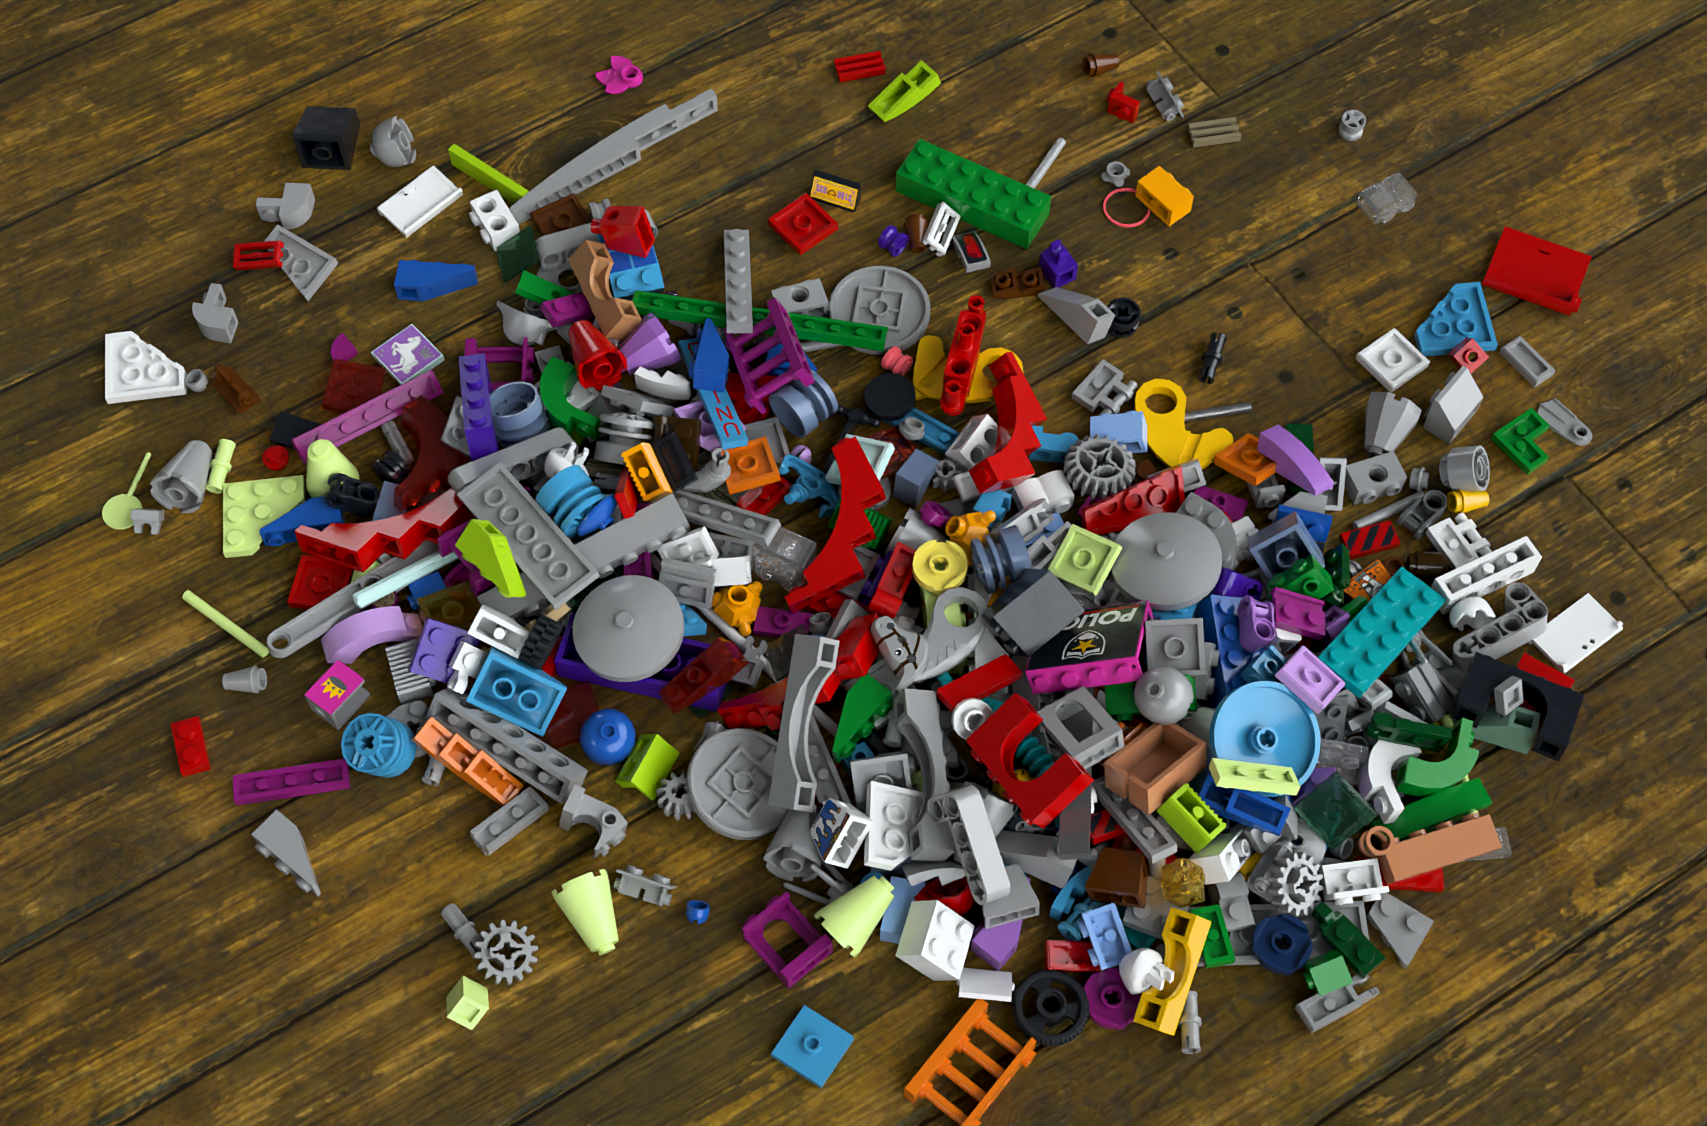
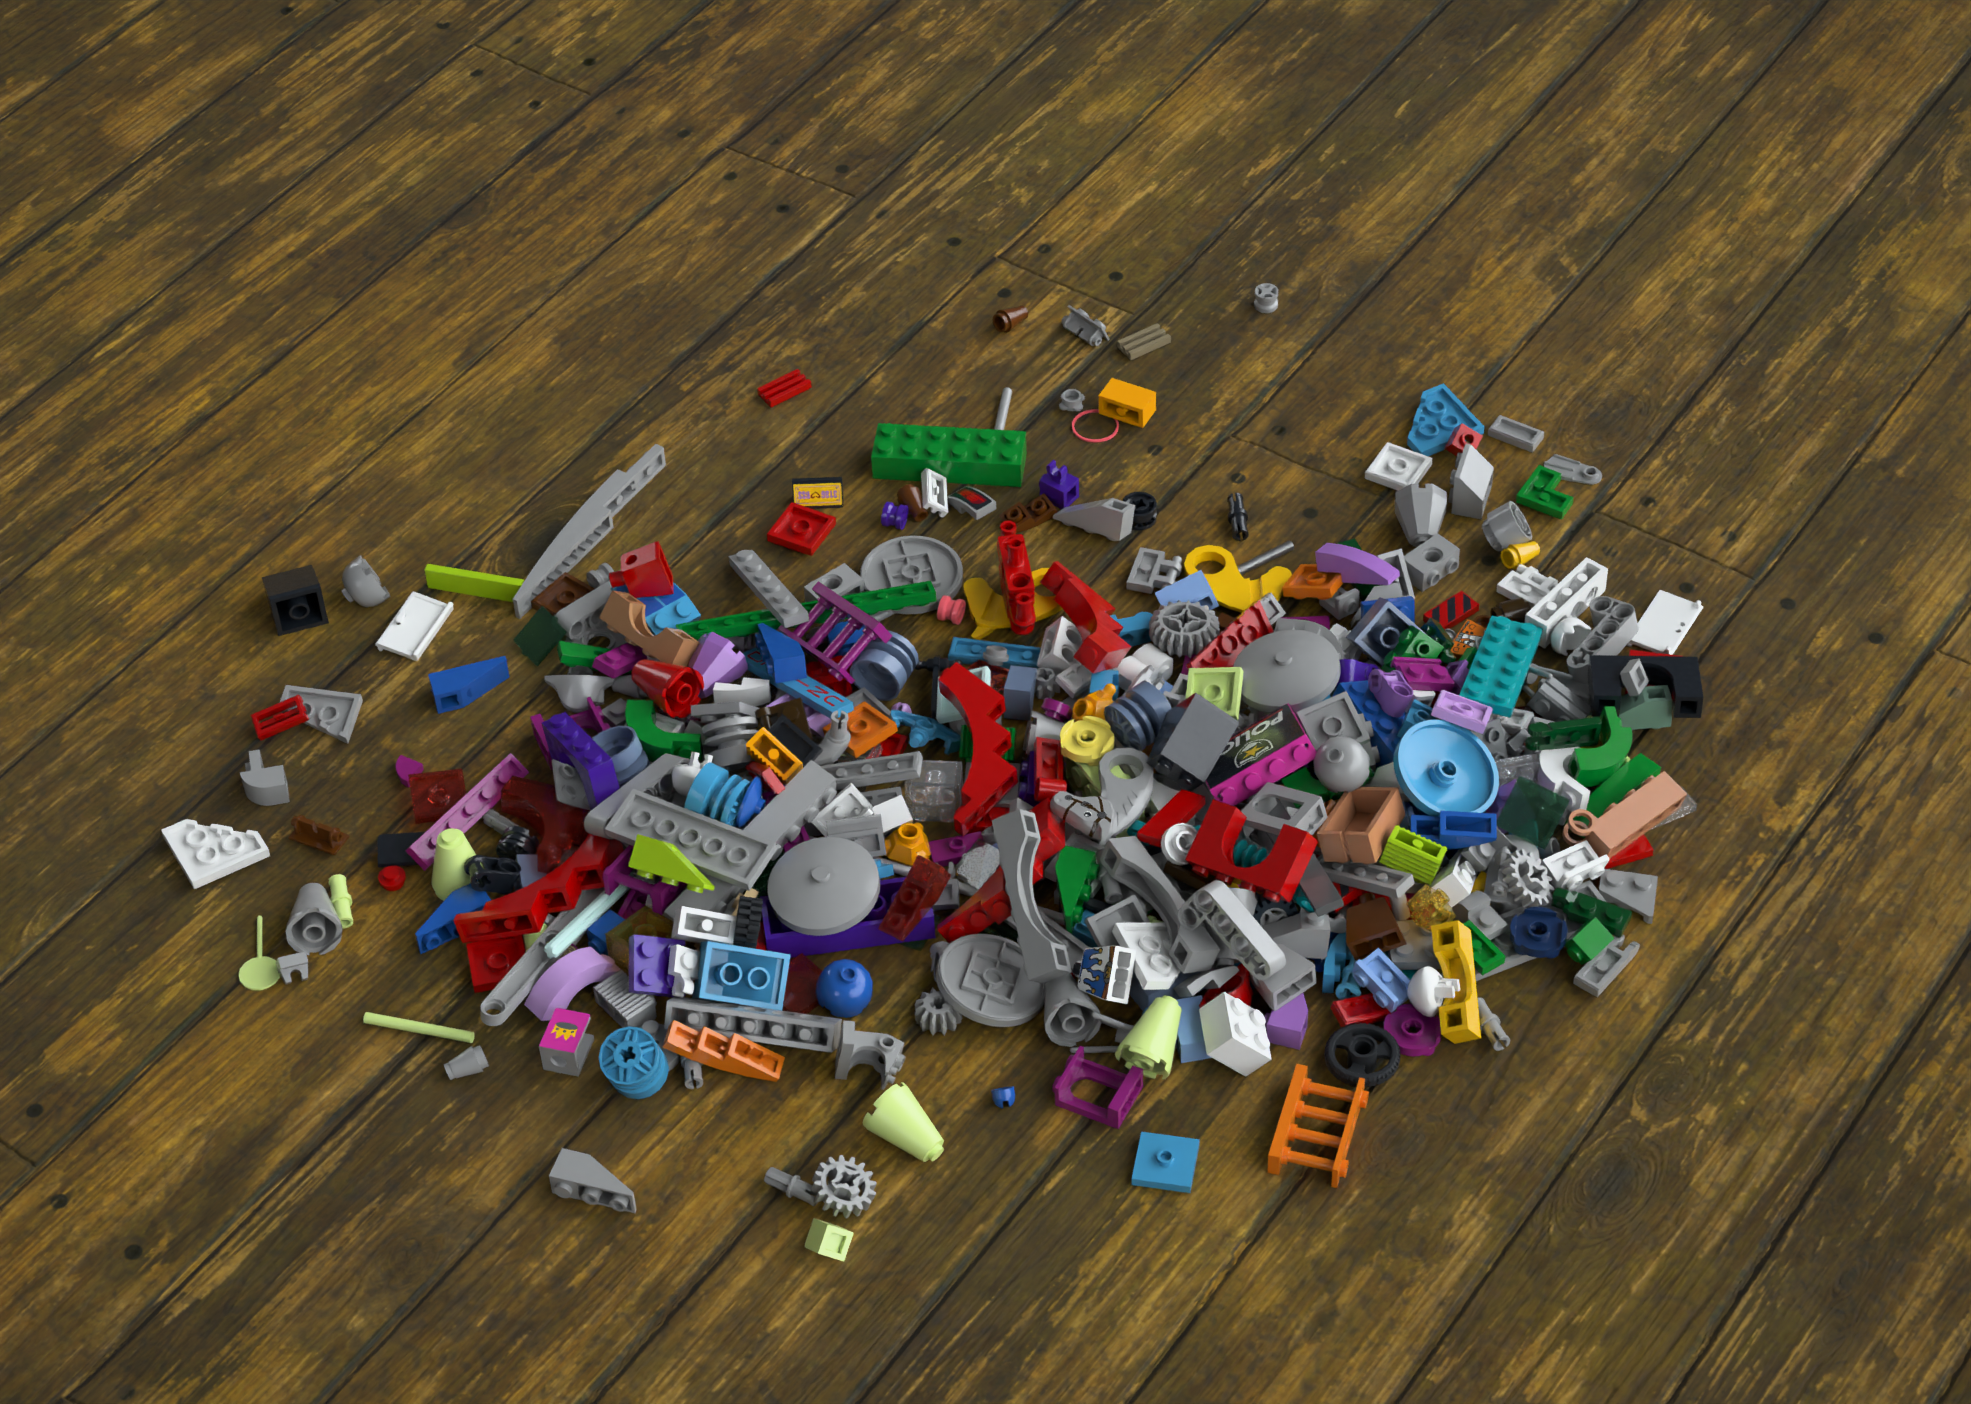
camera: 20 degrees left, 15 degrees down
(190, 746) = (441, 1136): red plate -> none
(196, 380) = (275, 839): light grey hinge -> none
(254, 505) = (392, 926): yellowish green plate -> none
(291, 781) = (559, 1128): magenta plate -> none
(292, 209) = (290, 670): light grey brick -> none
(407, 355) = (475, 753): tile -> none
(493, 218) = (500, 615): white brick -> none
(508, 821) = (787, 1088): light grey hinge -> none
(620, 76) = (556, 464): dark pink plate -> none
(647, 765) = (893, 999): lime panel -> none
(655, 888) = (954, 1089): light grey hinge -> none
(890, 397) = (960, 637): black tile -> none
(905, 92) = (840, 393): lime slope -> none
(986, 984) = (1297, 1056): white piece -> none
(1122, 105) = (1049, 344): red bracket -> none
(1254, 776) = (1452, 799): yellowish green plate -> none
(1387, 198) = (1328, 345): clear brick -> none
(1387, 511) = (1458, 583): light grey bar -> none
(1419, 479) = (1470, 551): light grey plate -> none
(1421, 516) = (1487, 574): dark grey piece -> none
(1537, 271) = (1489, 361): red door -> none

